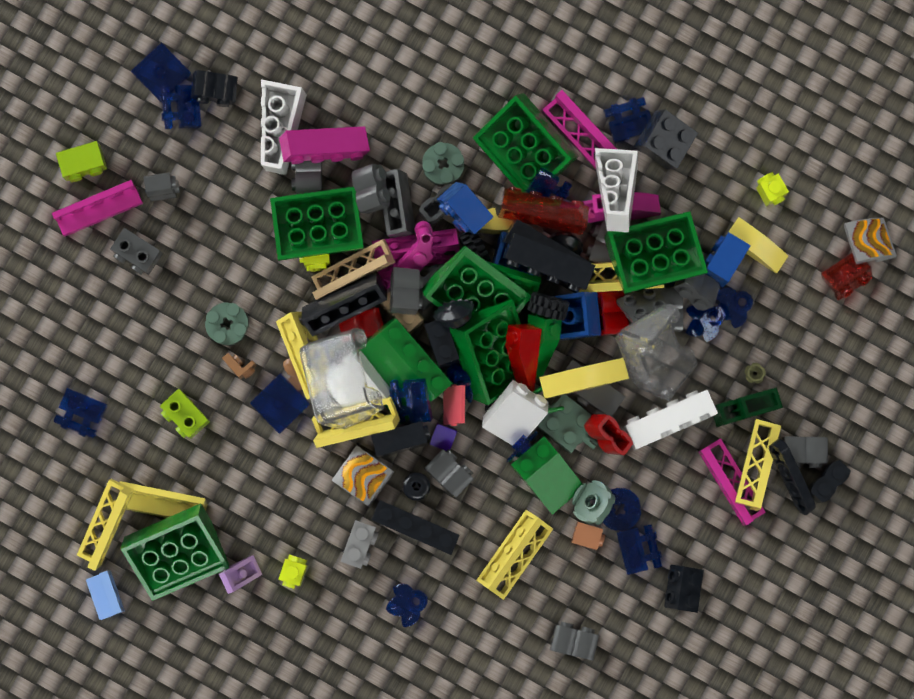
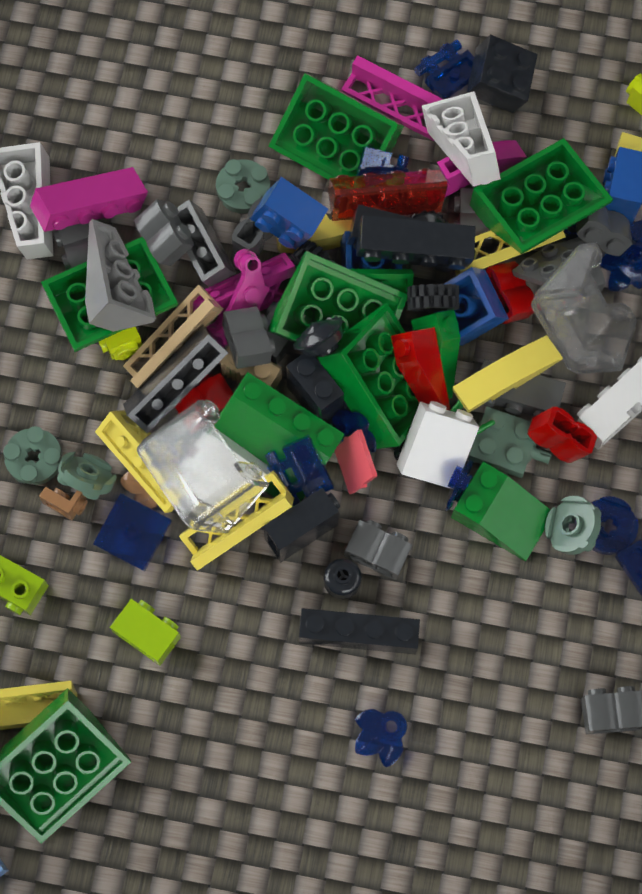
camera: 15 degrees left, 10 degrees down
(240, 574) = (148, 766): lavender slope -> none
(251, 348) = (86, 474): none -> sand green plate
(267, 479) = (146, 631): none -> lime brick
(293, 571) = (218, 740): neon yellow brick -> none
(319, 224) = (112, 287): none -> light grey wedge
(358, 545) = (292, 671): light grey brick -> none
(362, 476) = (268, 589): slope -> none
(443, 437) = (354, 507): dark purple slope -> none
(512, 552) = (493, 622): light yellow fence -> none
(588, 536) = (581, 571): nougat brick -> none

